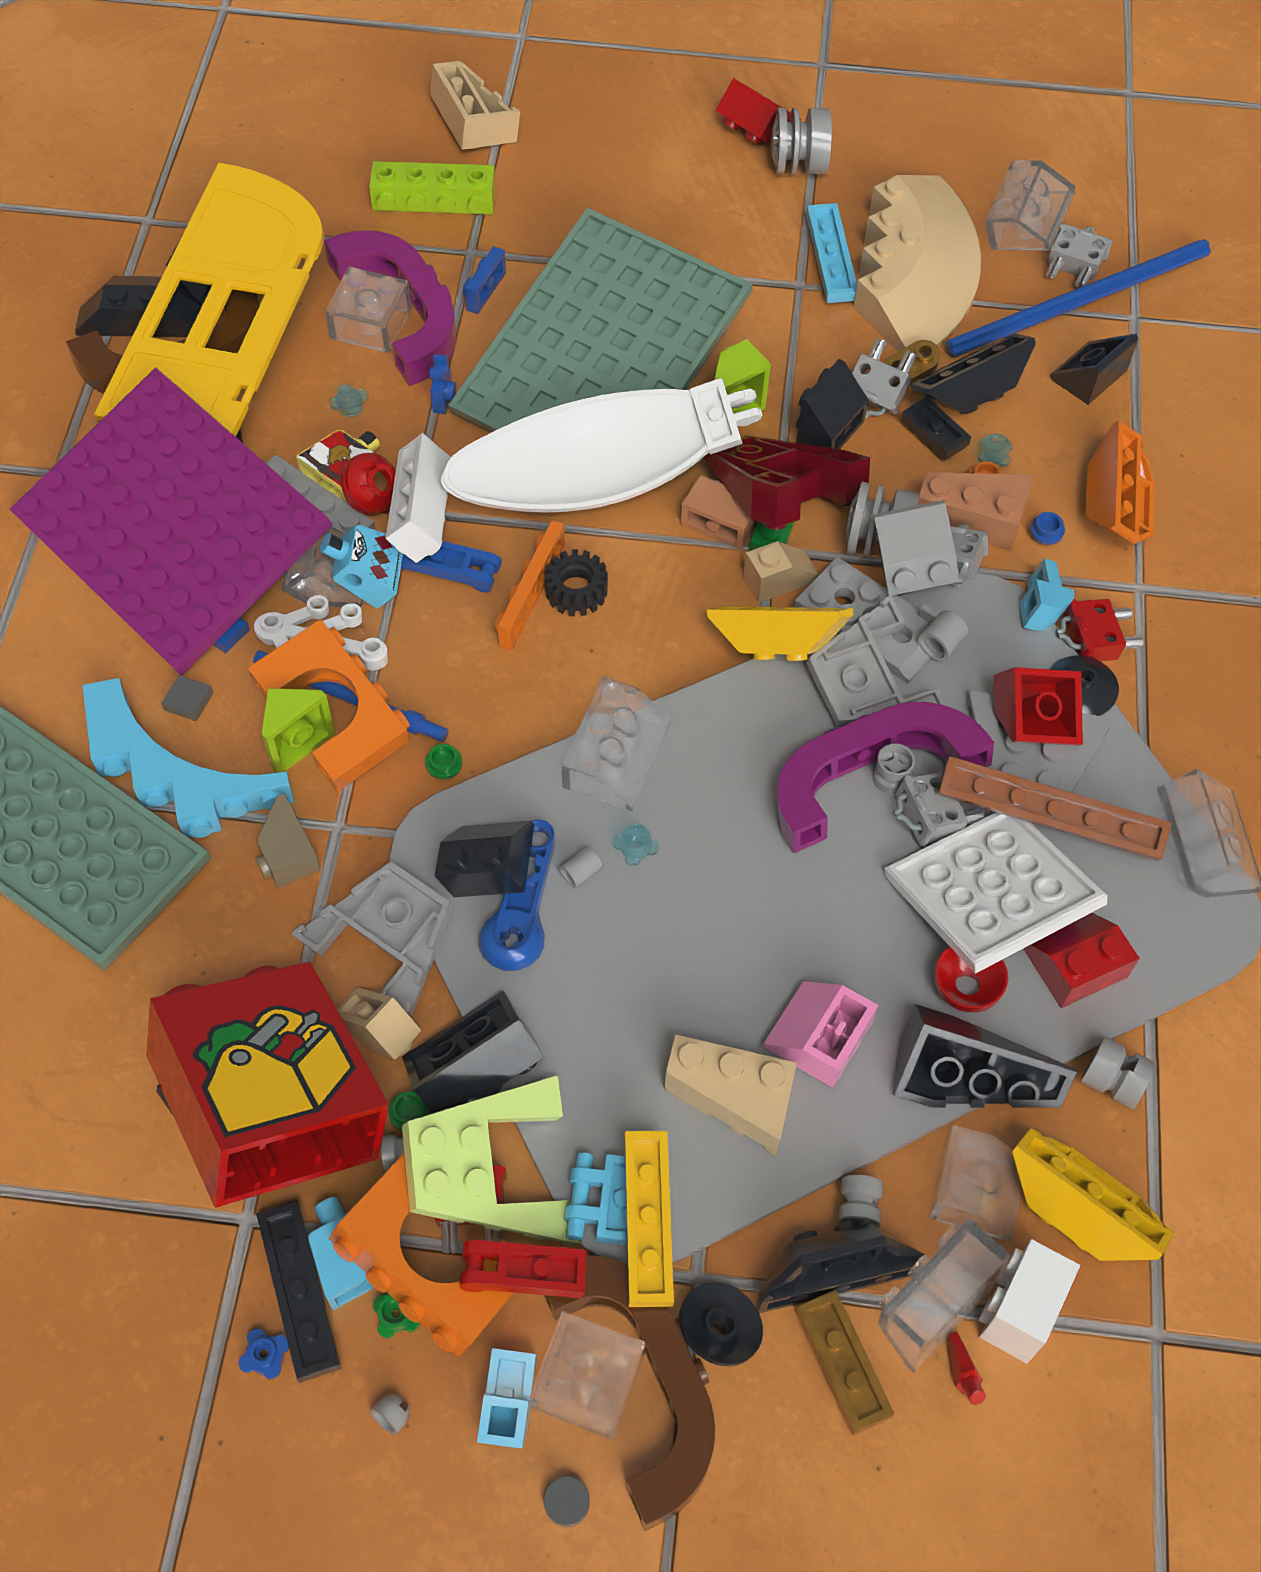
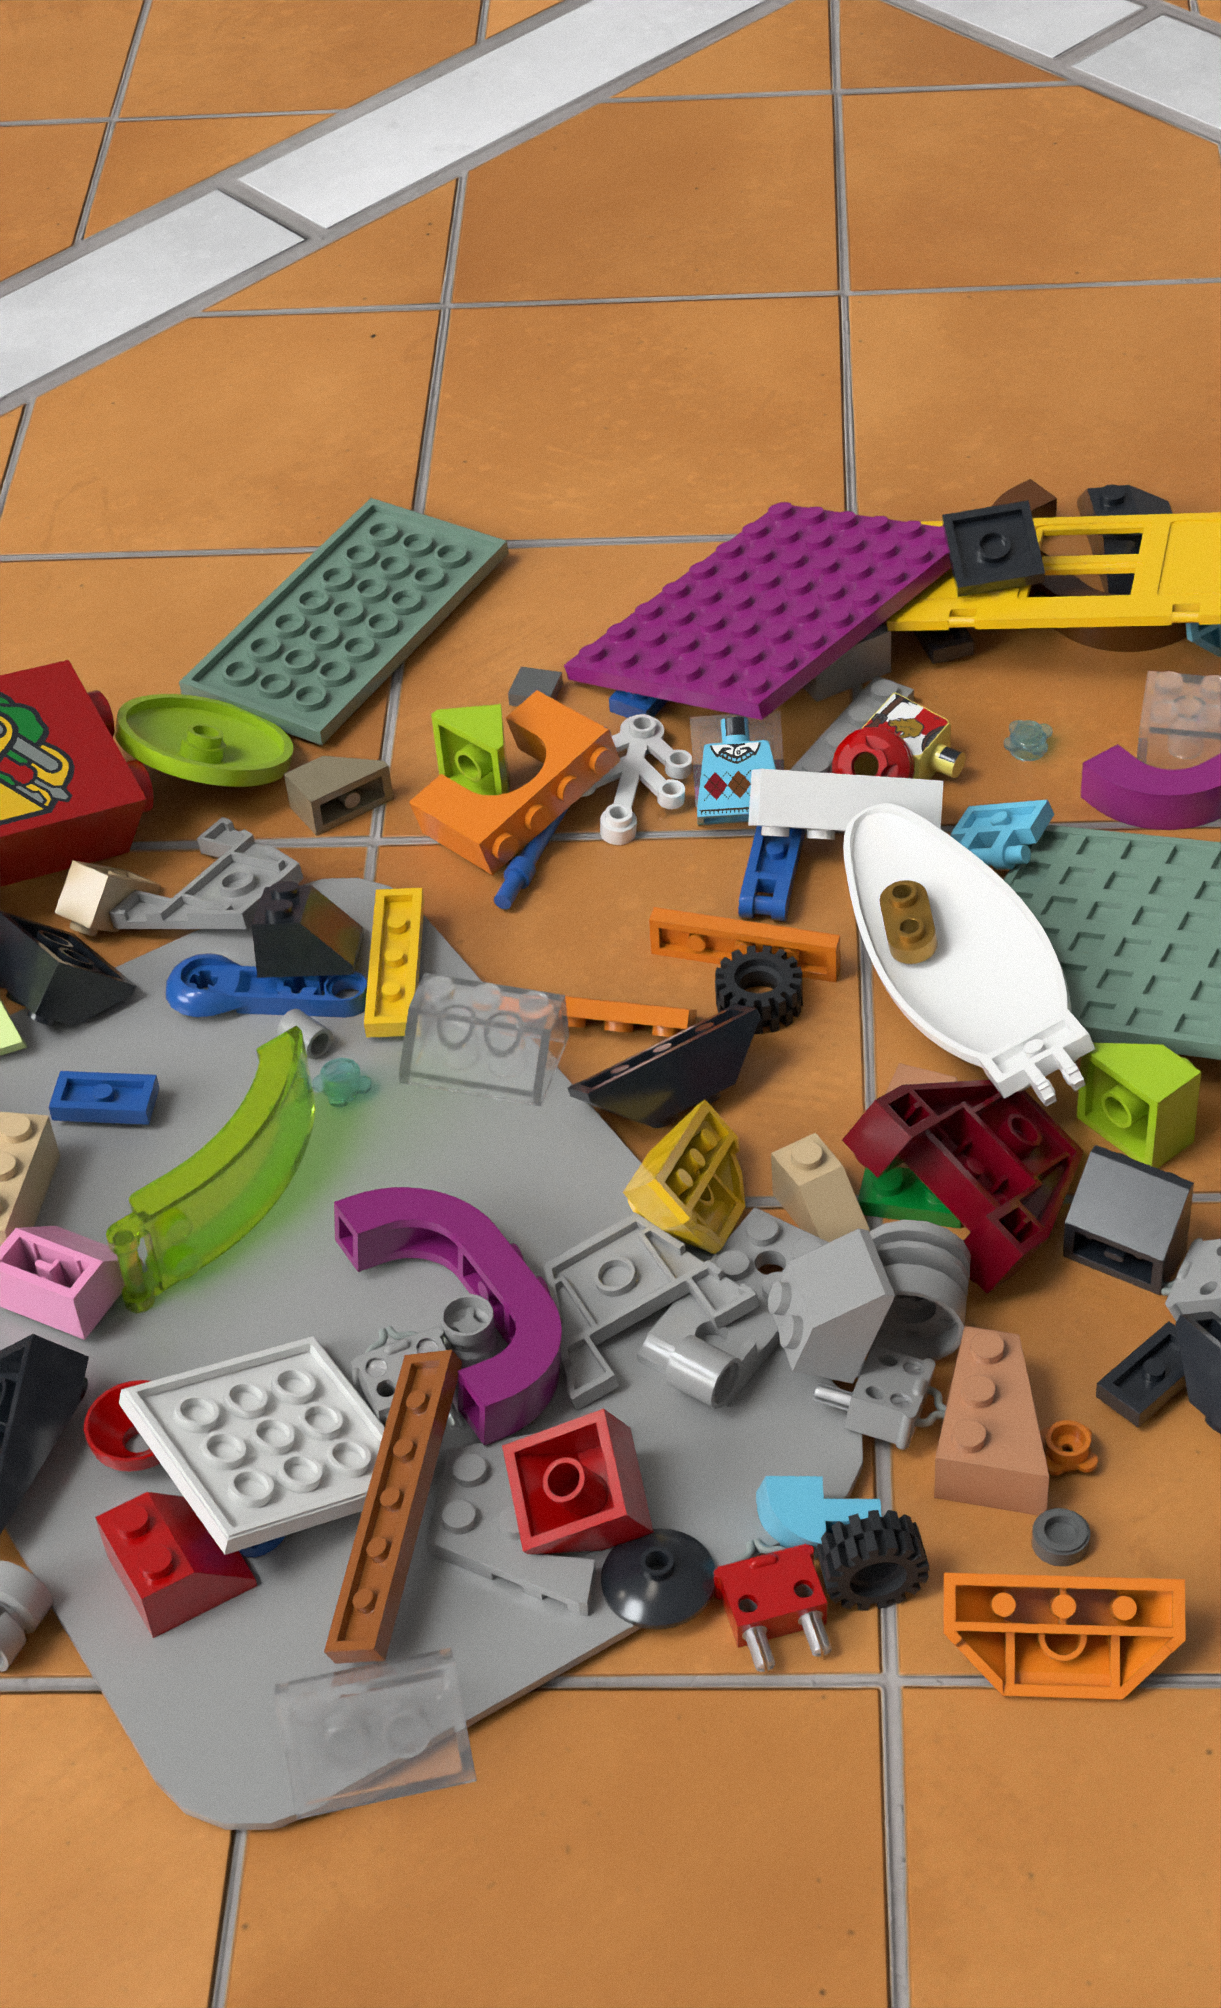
camera: 90 degrees right, 15 degrees down
(160, 777) = (422, 677): medium azure arch -> none
(191, 354) = (993, 548): none -> black plate
(209, 932) = (203, 740): none -> lime dish
(442, 387) = (1068, 799): blue plate -> none
(443, 762) = (463, 906): green plate -> none
(453, 416) = (1003, 831): none -> medium azure plate
(513, 801) = (393, 960): none -> yellow plate
(551, 478) = (908, 922): none -> pearl gold plate
(580, 680) = (623, 1015): none -> orange plate
(629, 1012) = (104, 1097): none -> blue plate
(653, 636) = (675, 1071): none -> black wedge
(746, 897) = (225, 1185): none -> clear neon green windscreen
(995, 450) = (1131, 1447): clear light blue plate -> none
(1045, 493) = (1060, 1537): none -> dark grey tile
(1047, 528) = (977, 1535): blue plate -> none
(1084, 568) = (873, 1560): none -> black tyre

